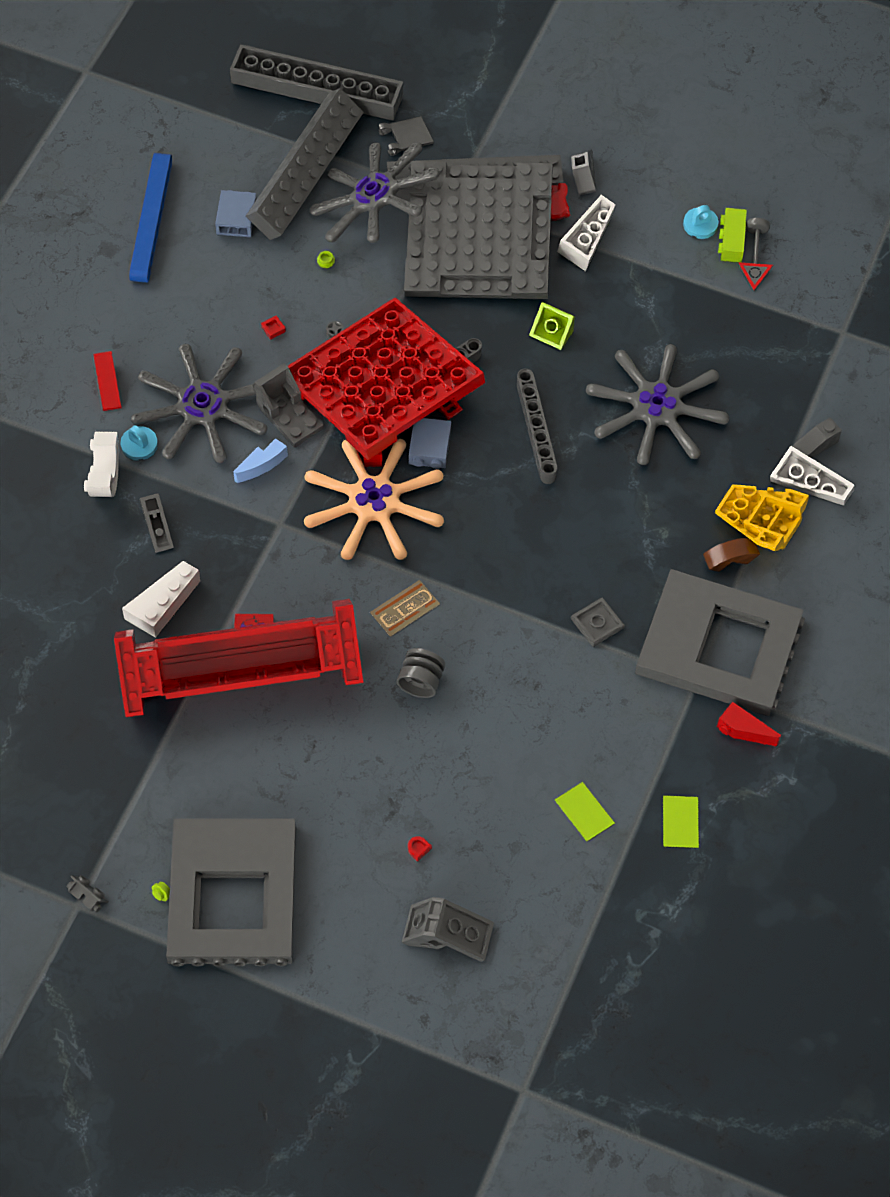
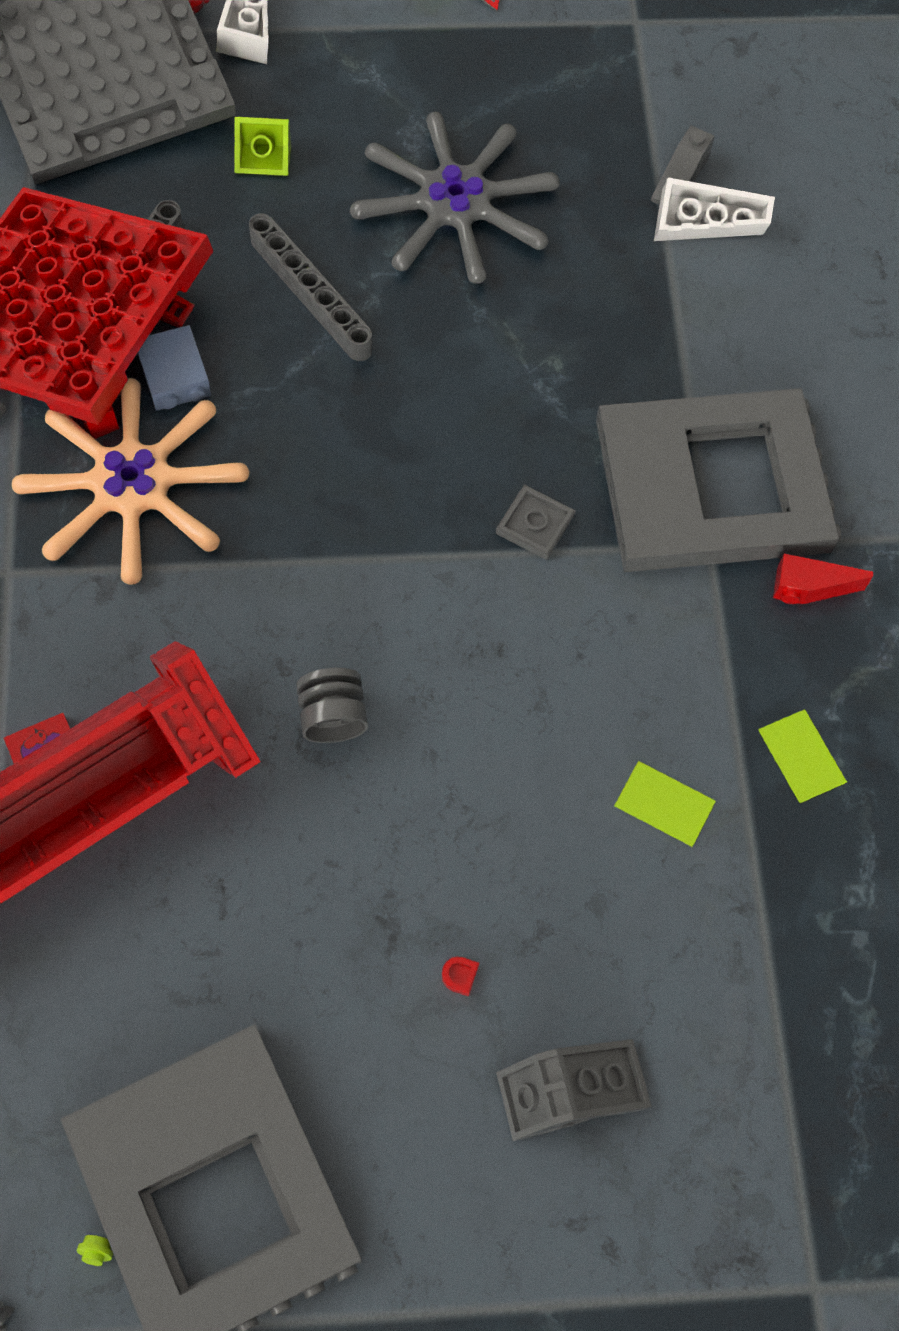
camera: 30 degrees left, 5 degrees up
(404, 608) = (254, 619): sticker -> none
(737, 550) = (667, 347): reddish brown brick -> none
(763, 515) = (675, 284): yellow wedge -> none

